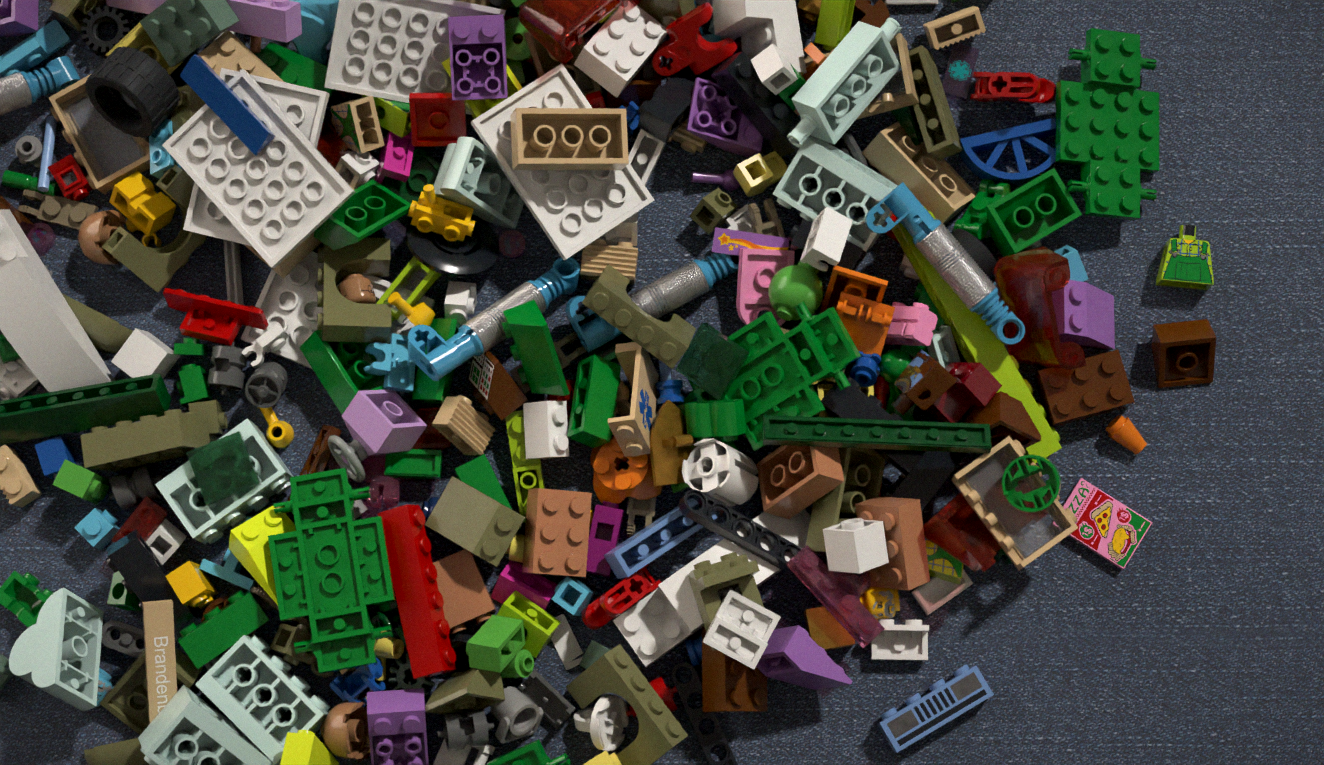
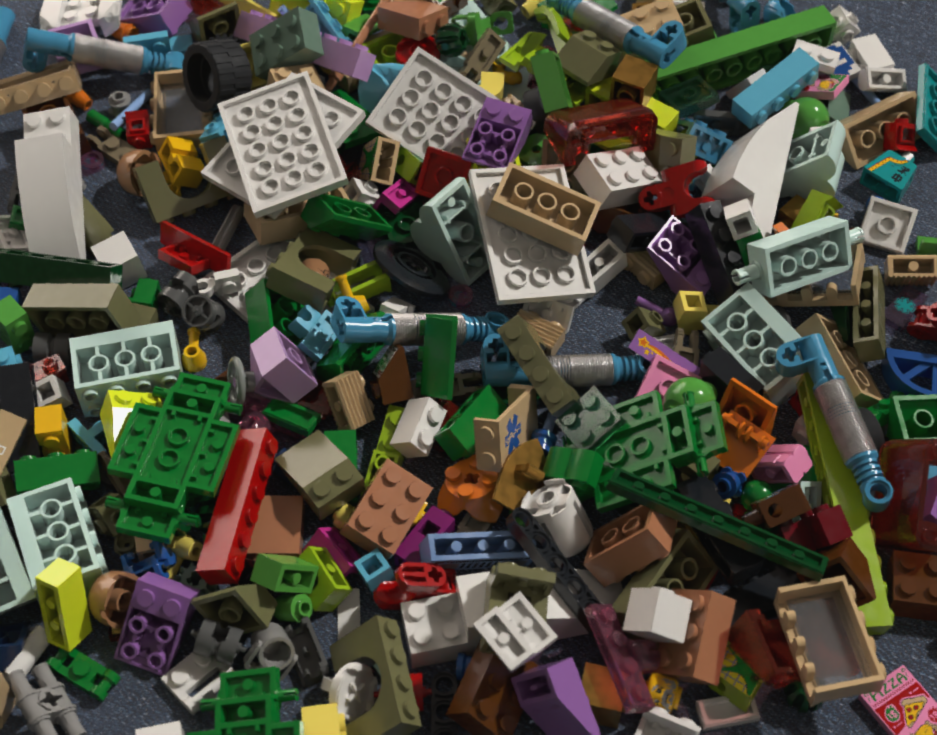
camera: 20 degrees right, 25 degrees down
(191, 346) = (158, 270): green plate -> none
(223, 468) = (130, 345): clear green plate -> none
(226, 104) = (281, 88): blue slope -> none
(441, 216) = (406, 236): yellow brick -> none
(632, 118) = (598, 234): blue plate -> none
(826, 239) = (734, 359): white hinge -> none
(1025, 470) = (851, 608): green piece -> none

